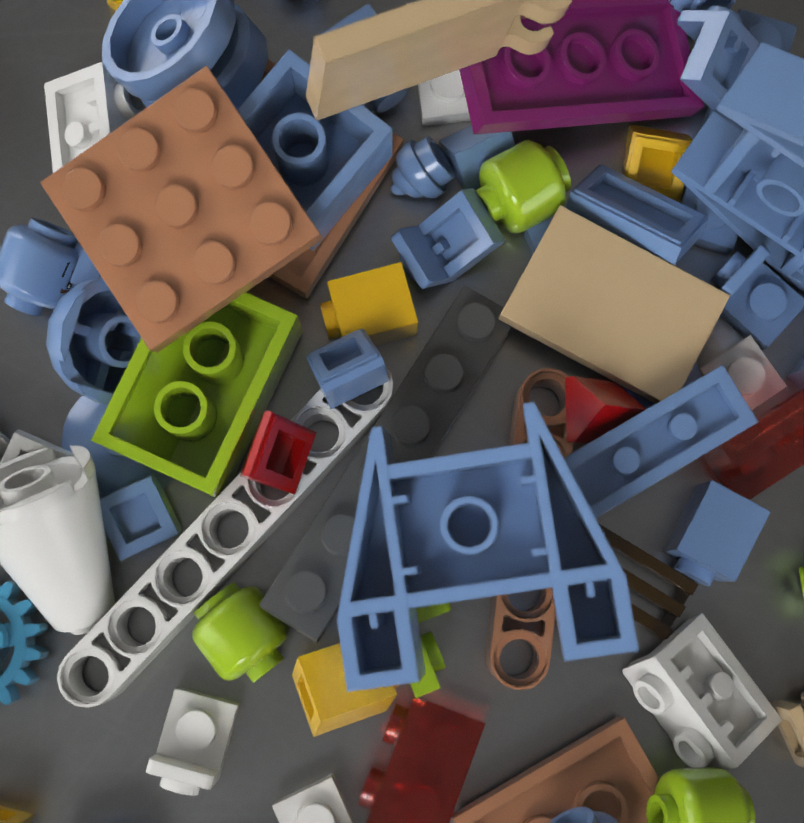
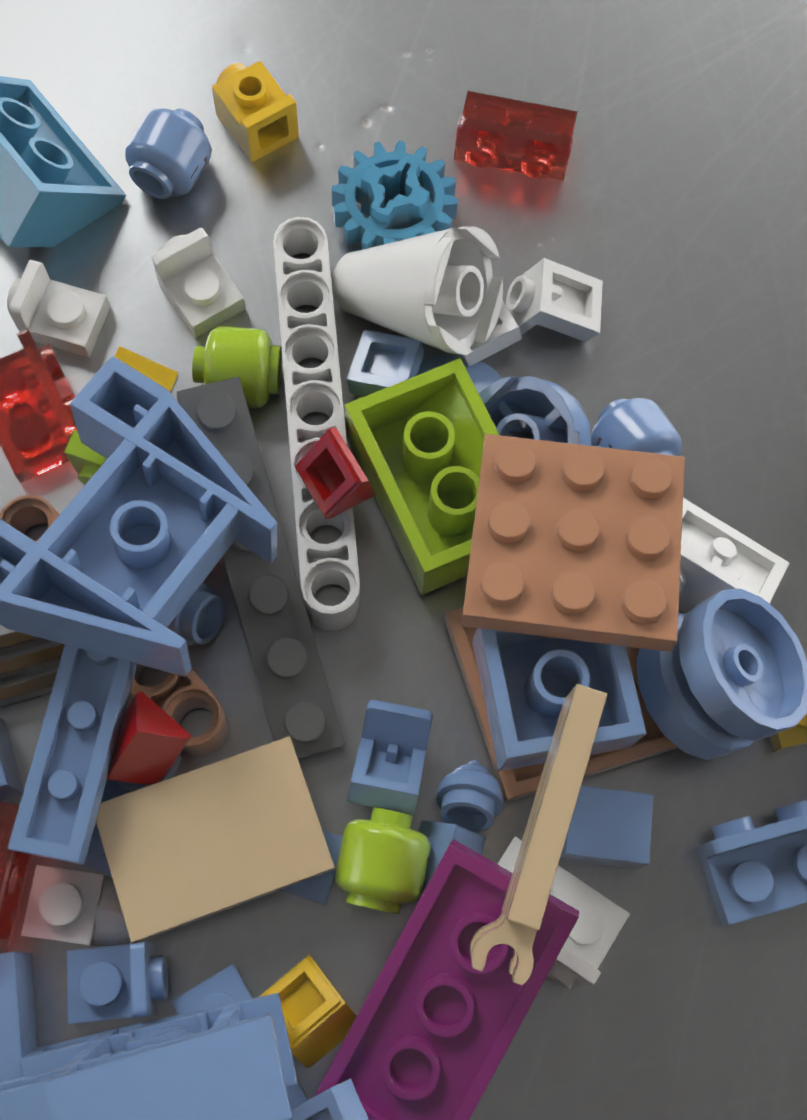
camera: 130 degrees right, 10 degrees down
(348, 367) = (354, 578): medium blue slope -> none
(373, 302) = (389, 651): yellow brick -> none
(637, 213) = (273, 937): medium blue tile -> none

